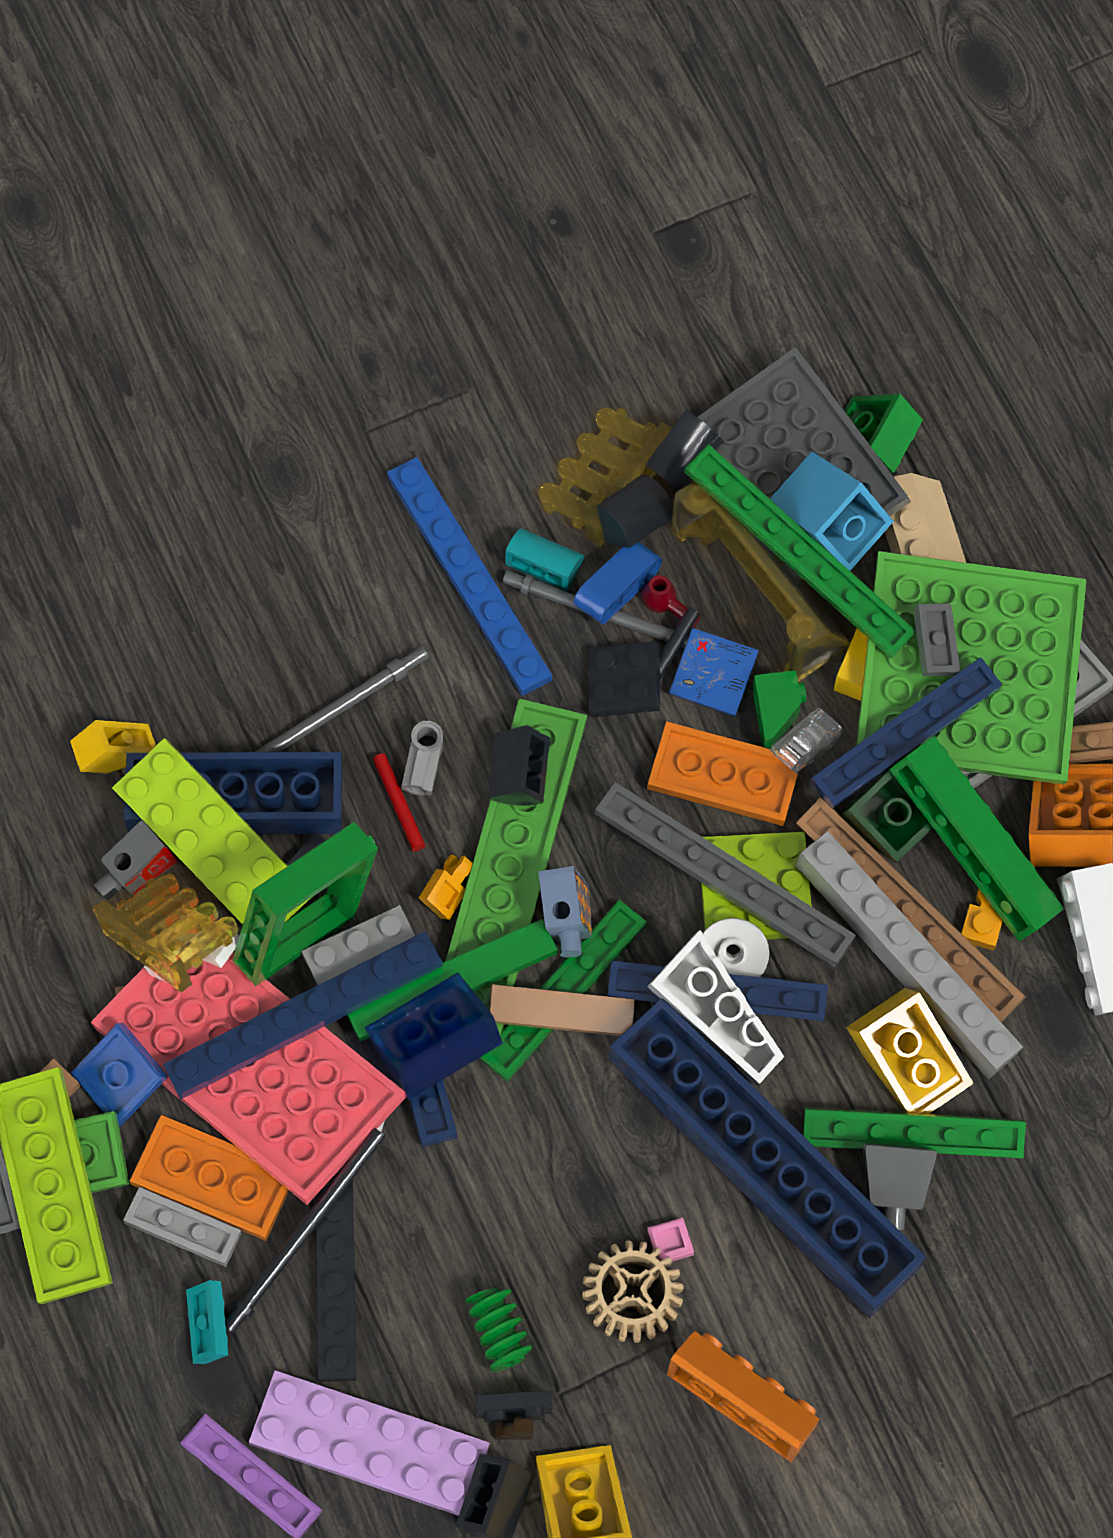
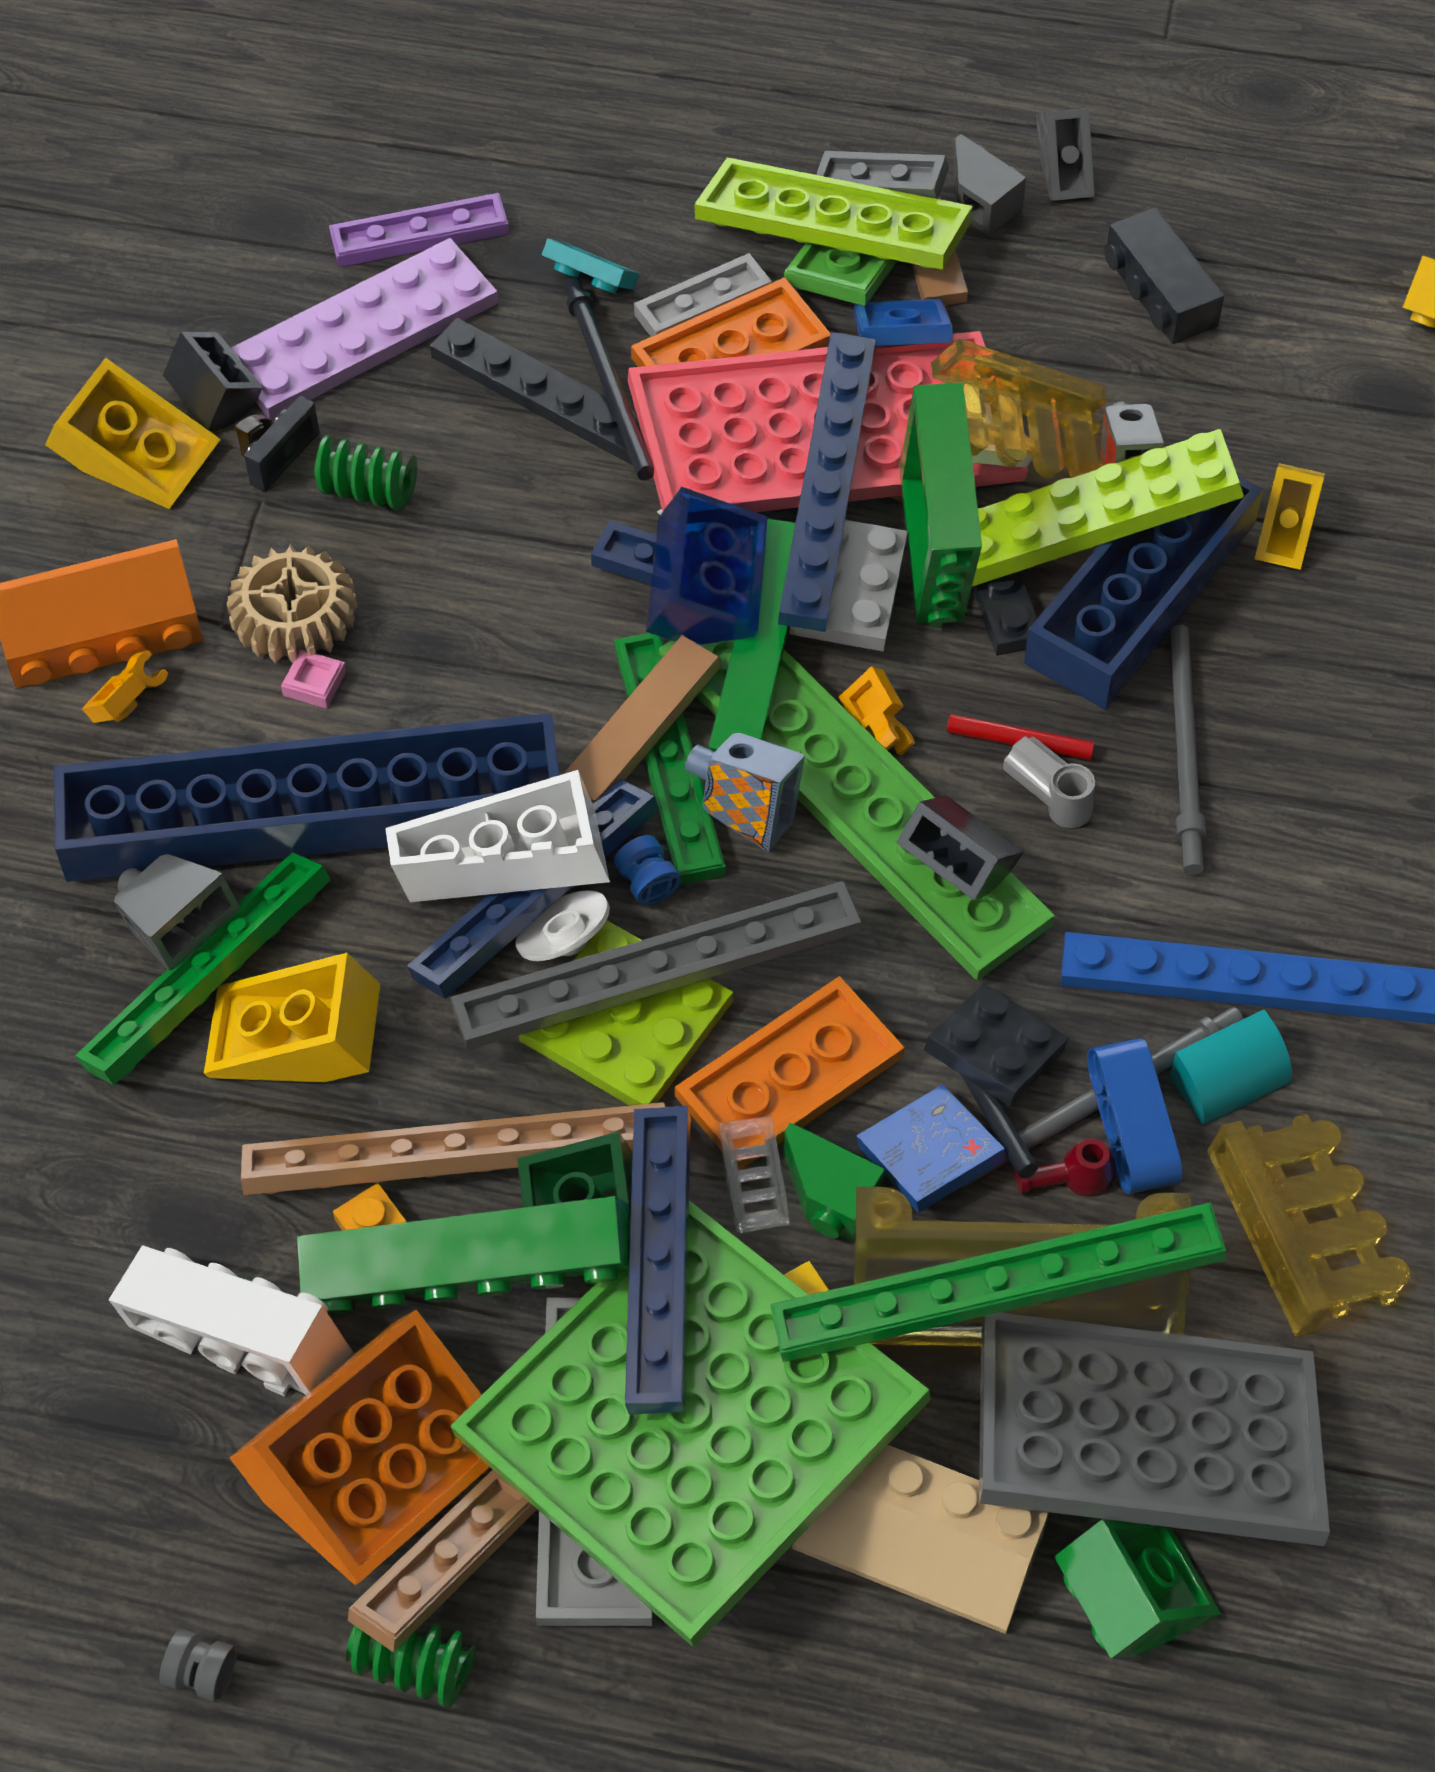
camera: 130 degrees right, 10 degrees down
(634, 512) = (1223, 1171): black brick -> none
(658, 936) = (649, 873): none -> blue wheel
(680, 448) = (1267, 1307): black brick -> none
(779, 1344) = (118, 695): none -> light orange plate
(833, 509) = (1033, 1374): dark azure slope -> none
(908, 954) = (397, 1089): light grey brick -> none
(936, 639) = (748, 1366): dark grey plate -> none

